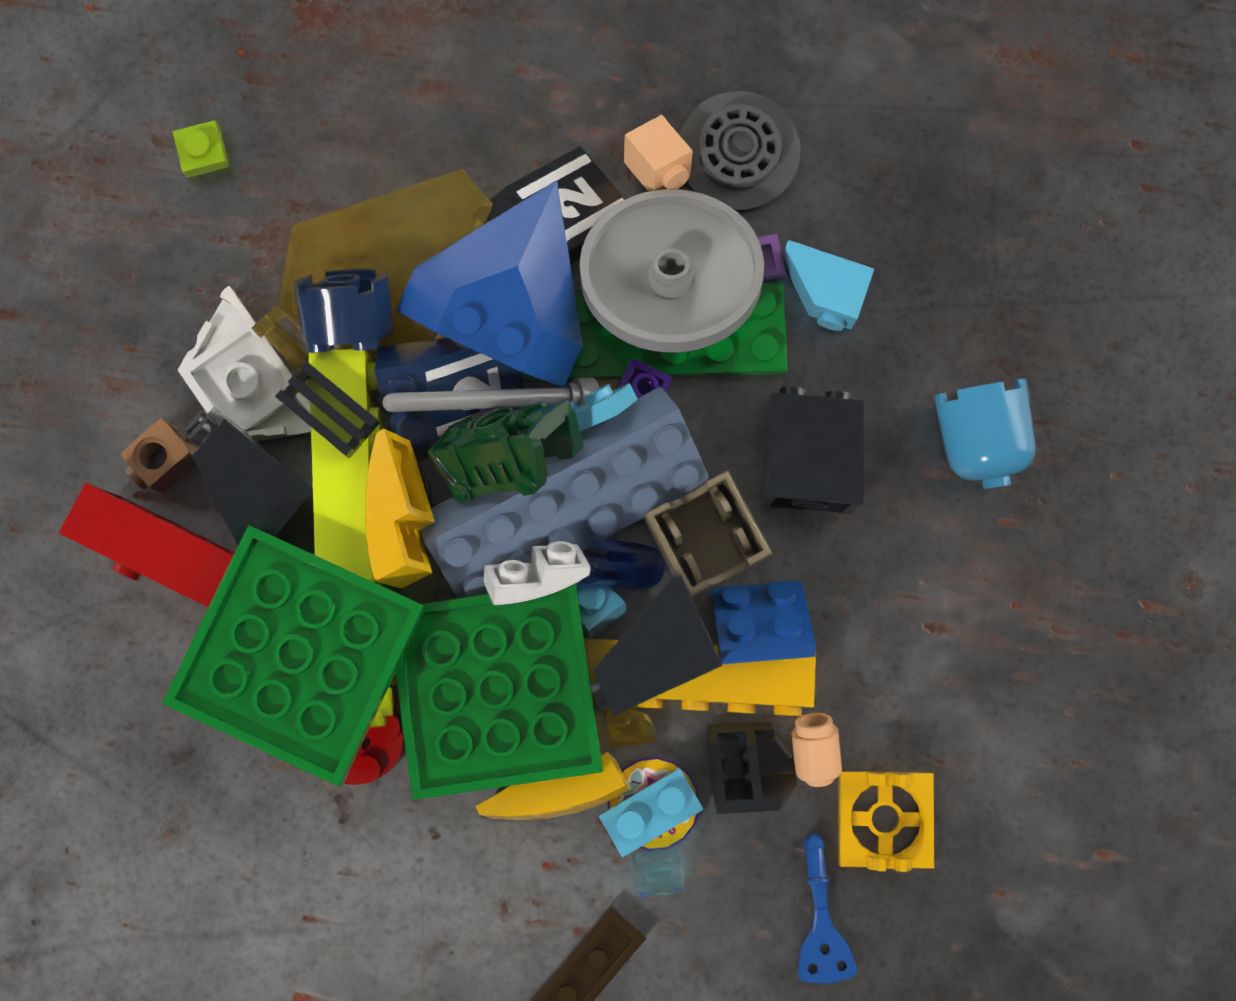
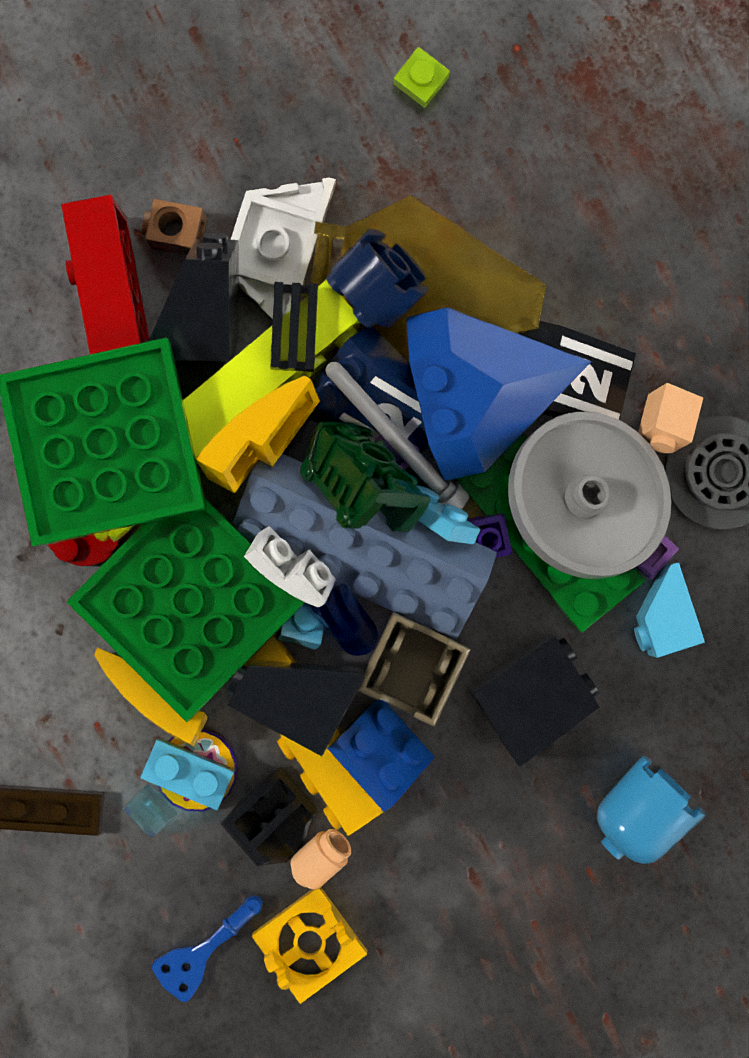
camera: 45 degrees right, 5 degrees up
(630, 728) = (234, 719): clear yellow tile -> none

